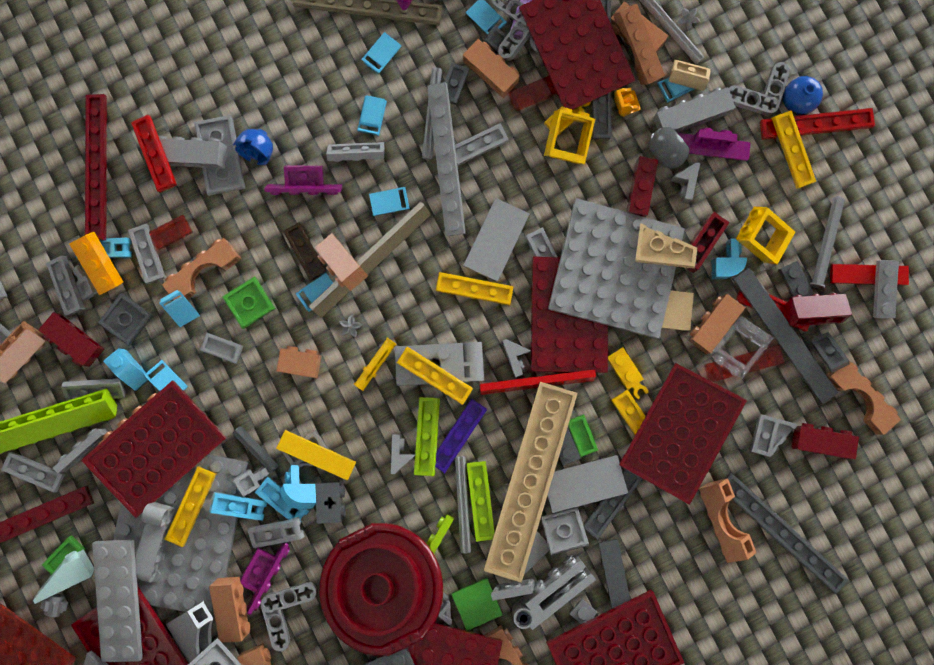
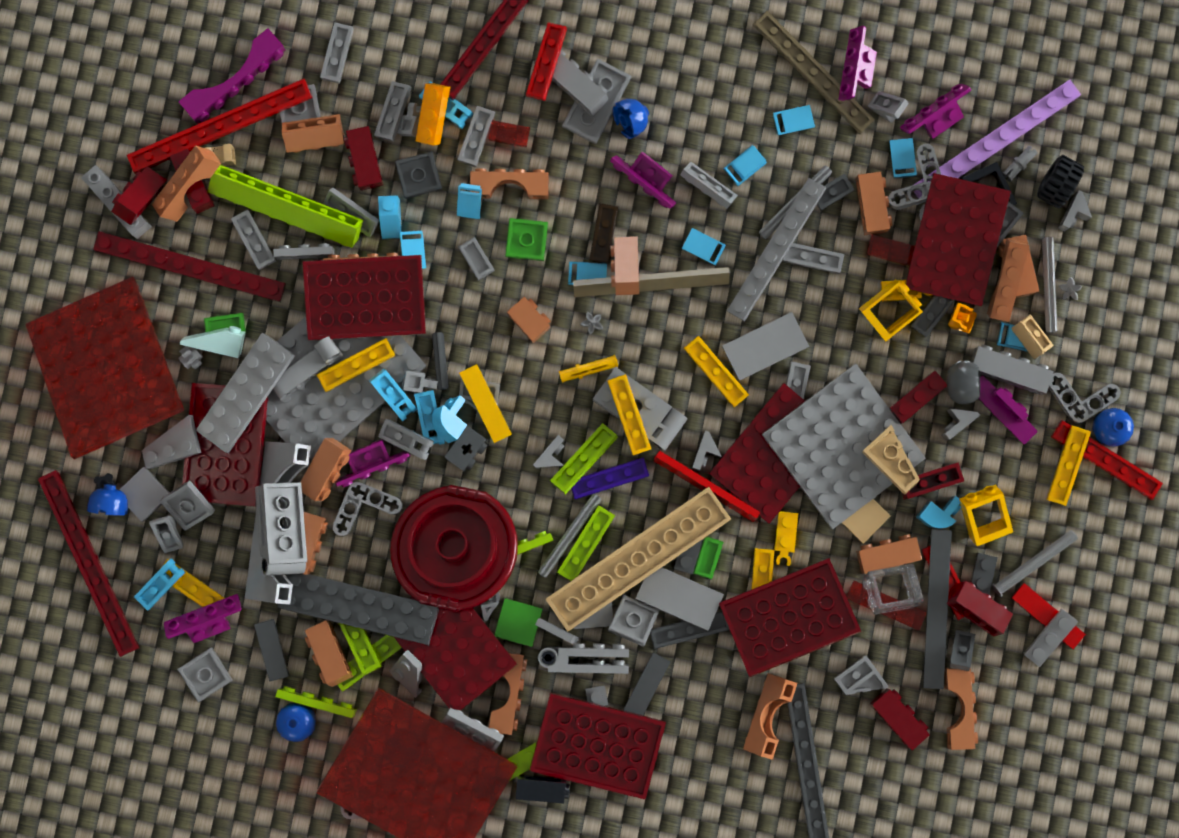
camera: 40 degrees right, 0 degrees up
(495, 38) = (896, 181): dark grey tile -> none

